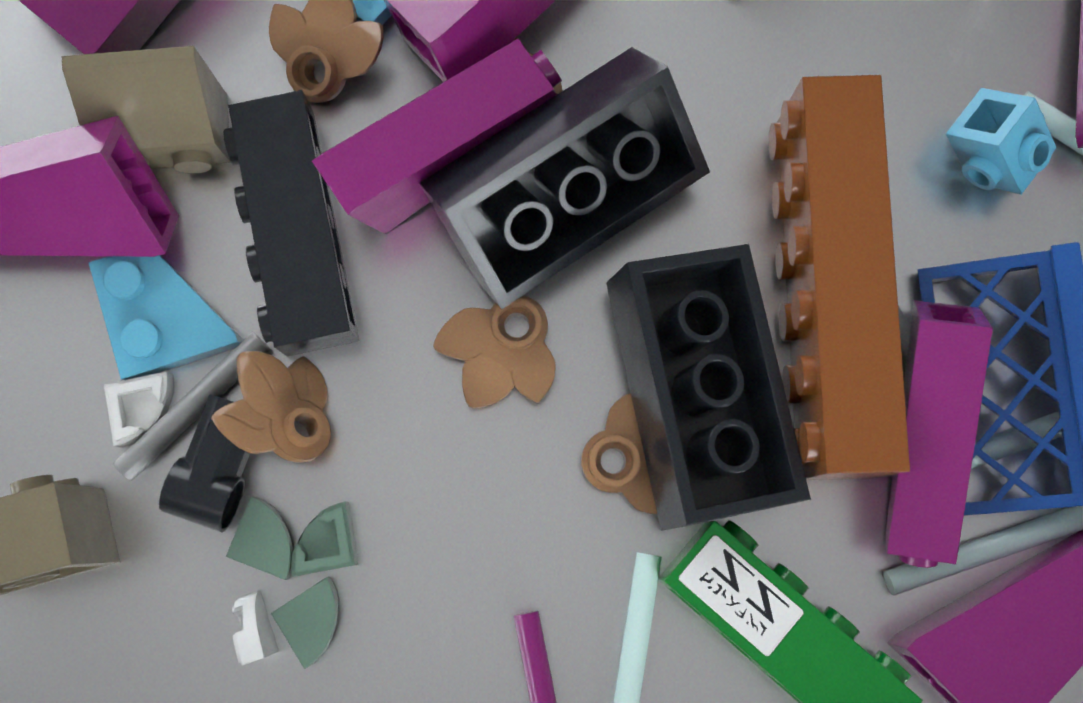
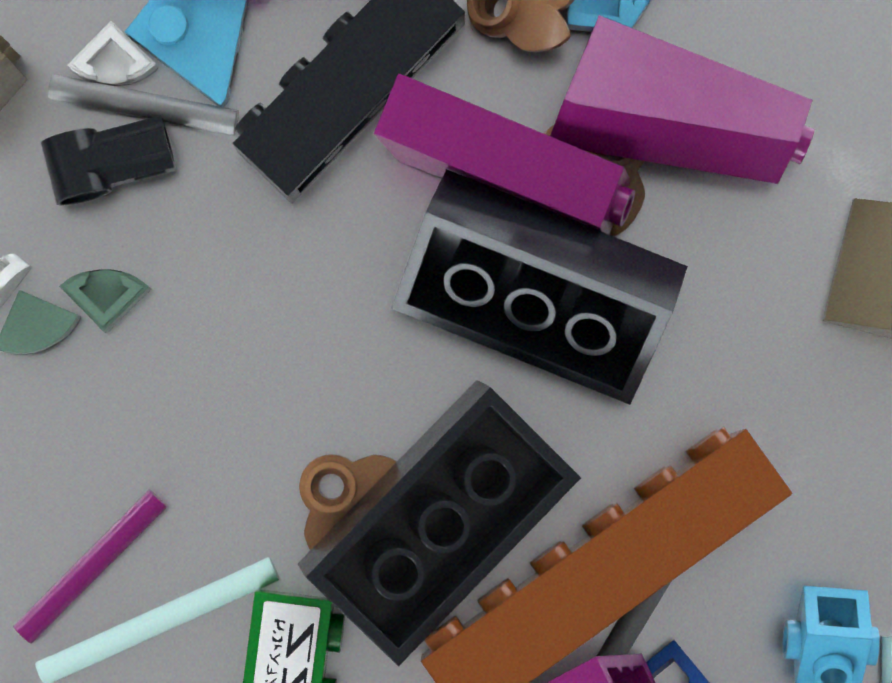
camera: 55 degrees right, 5 degrees up
(262, 540) = (73, 241): sand green tile -> none
(270, 405) = (189, 172): medium nougat plate -> none
(496, 359) = (352, 326): medium nougat plate -> none

